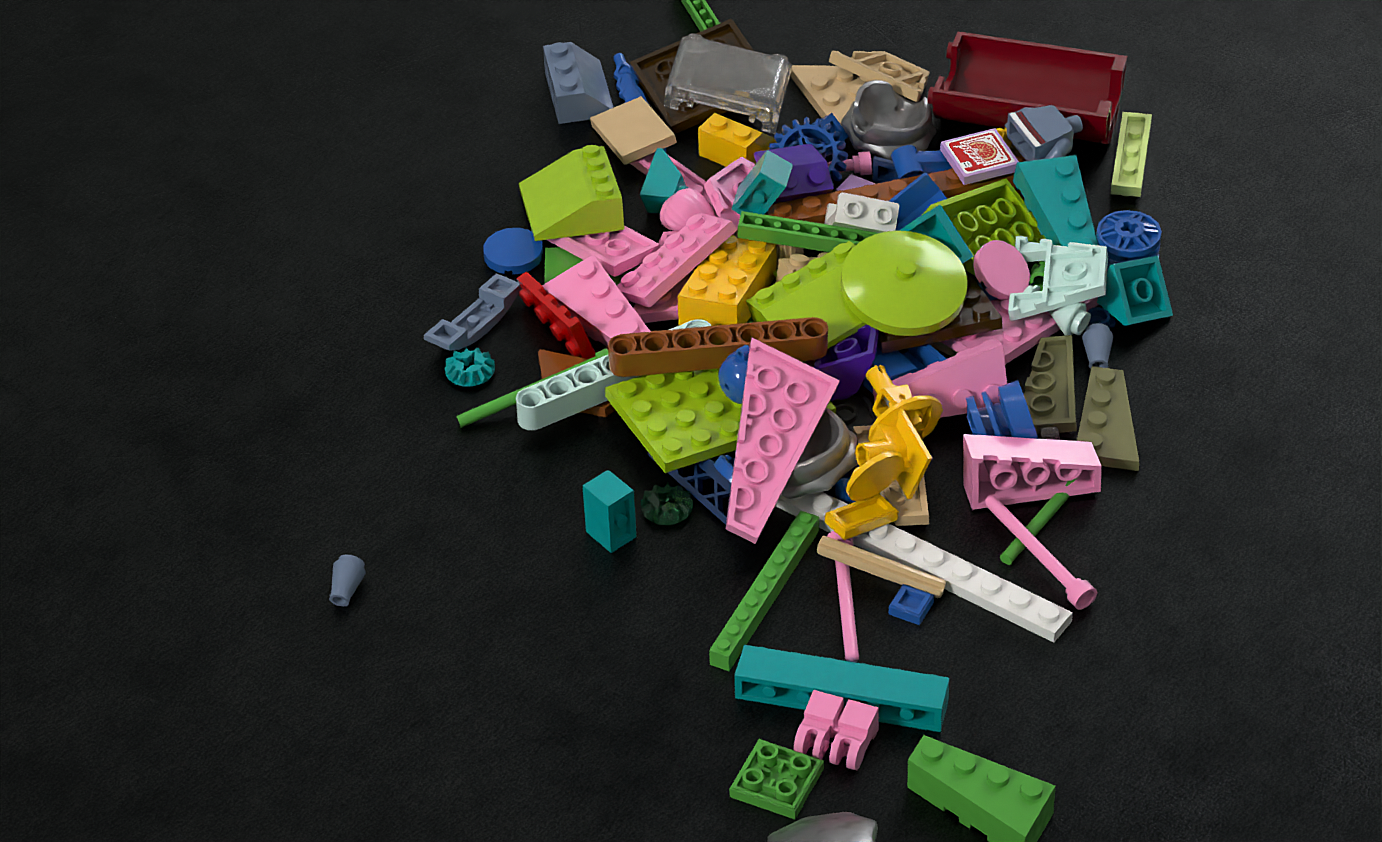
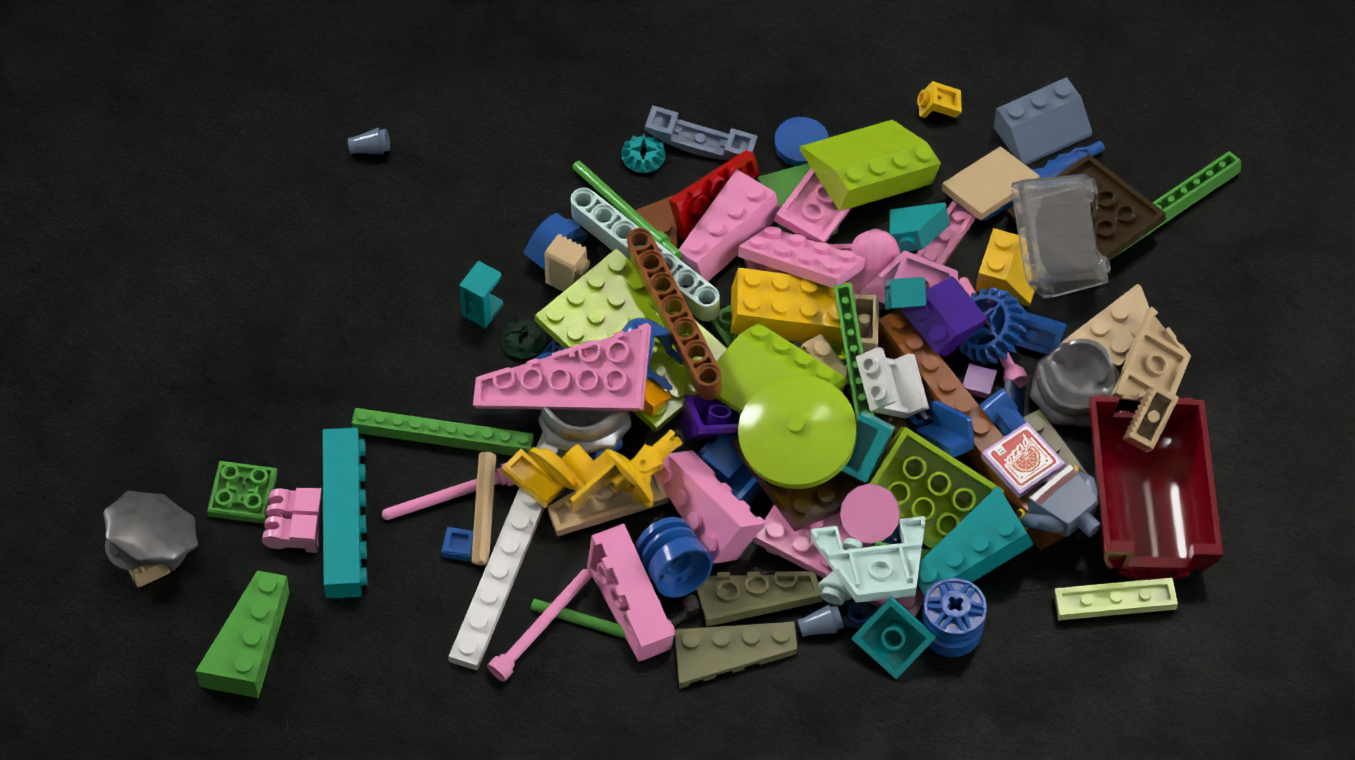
camera: 70 degrees right, 15 degrees up
(513, 146) = (939, 99): none -> yellow bracket
(560, 446) = (546, 234): none -> blue brick
(602, 437) = (565, 263): none -> tan brick
(963, 67) = (1150, 418): none -> tan brick

